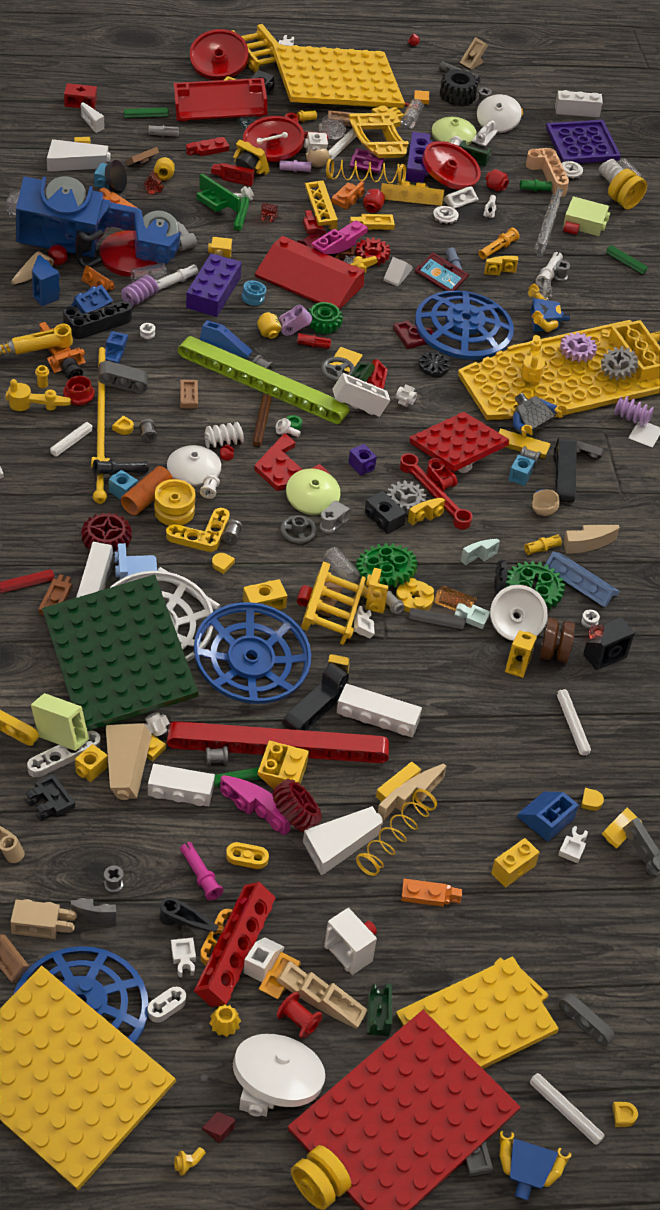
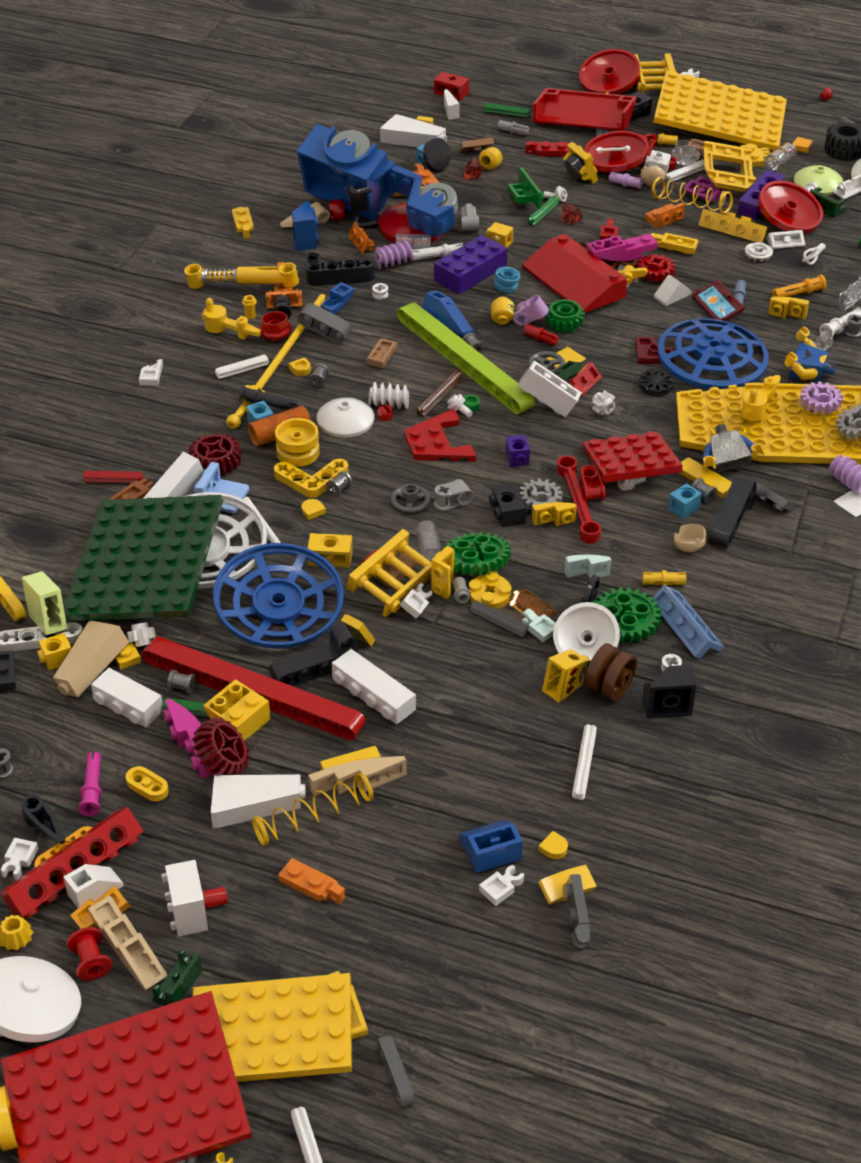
camera: 30 degrees right, 5 degrees down
(93, 299) = (344, 251): blue bracket -> none
(207, 486) = (344, 438): white bush -> none
(234, 173) = (558, 175): red hinge -> none
(312, 498) = (446, 464): yellowish green dish -> none
(324, 201) = (632, 215): yellow fence -> none
(373, 200) = (687, 223): red head -> none
(497, 180) = (834, 230): red head -> none
(515, 862) = (421, 880): yellow brick -> none
(590, 538) = (721, 585): tan slope -> none

